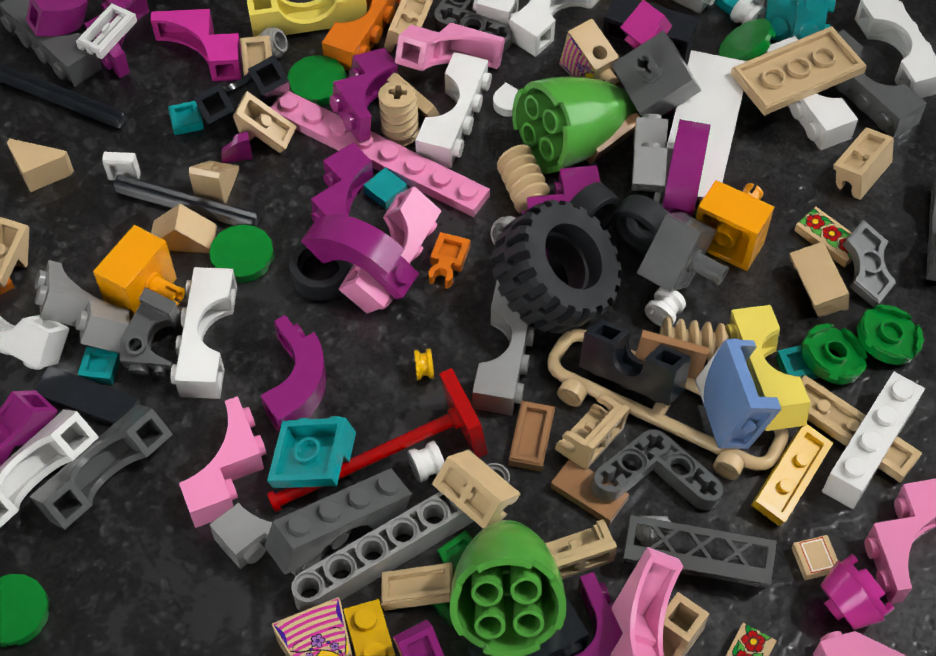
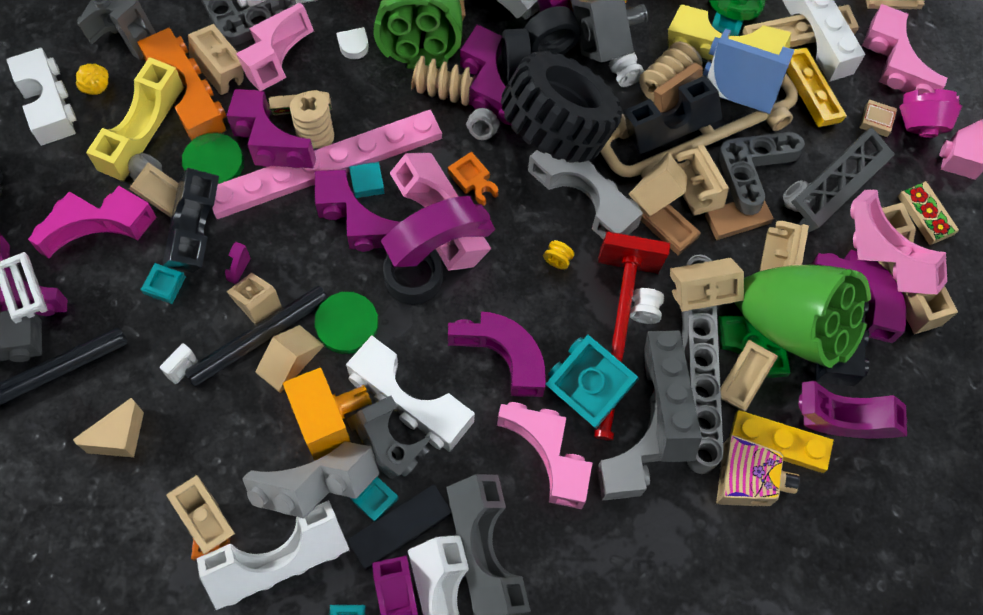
camera: 60 degrees left, 10 degrees up
(263, 122) = (233, 225): tan slope -> none
(443, 135) = (315, 60): white arch -> none
(556, 397) = (660, 186): none -> tan slope

